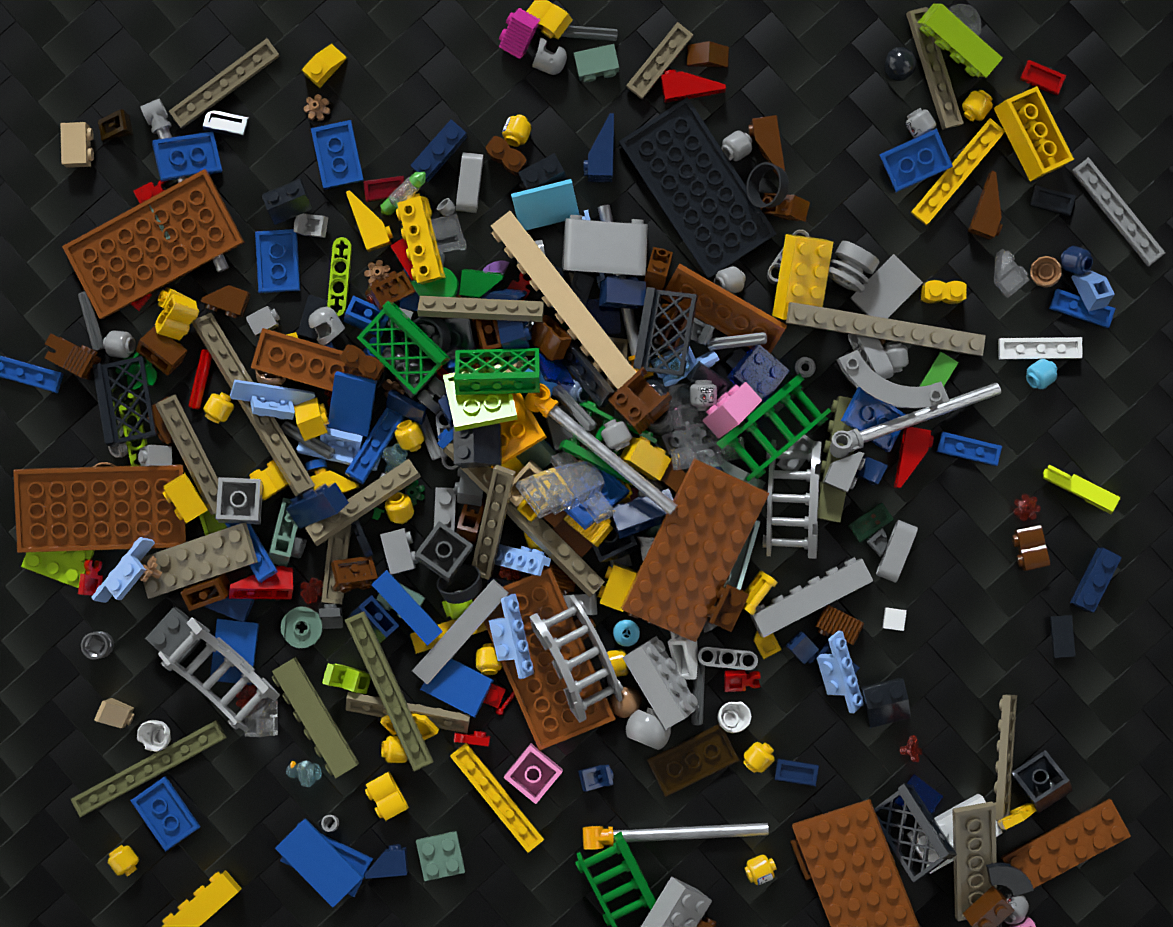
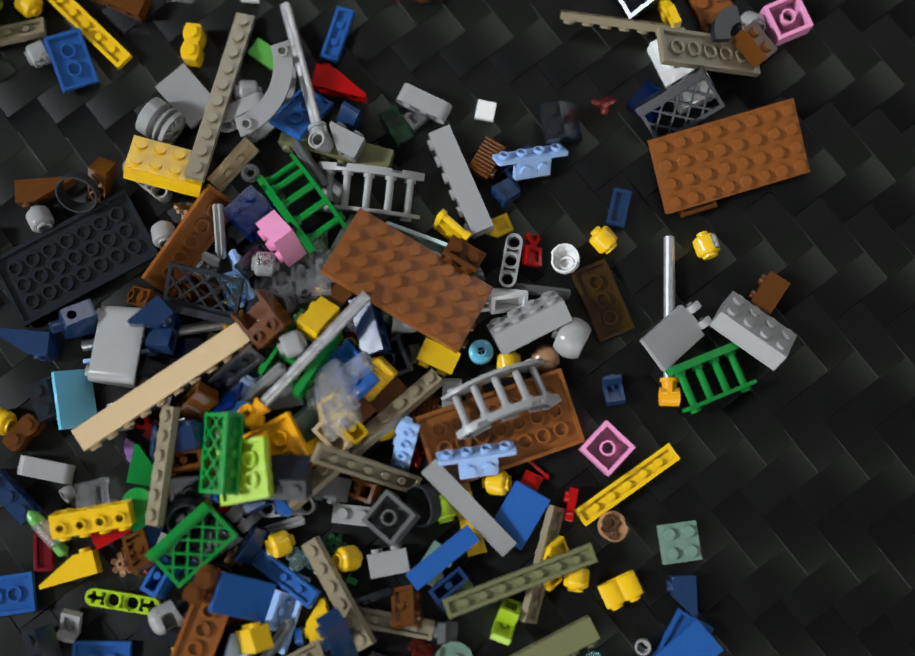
camera: 85 degrees left, 5 degrees down
(451, 784) = (612, 526): none -> medium nougat hair
(628, 199) = (76, 320): none -> dark blue torso
(637, 284) = (152, 315): none -> dark blue slope
(659, 840) = (675, 335): none -> light grey tile
(758, 300) = (182, 209): none -> medium nougat plant
(812, 348) = (233, 164): none -> tan plate
(816, 433) = (309, 164): none -> dark grey axle

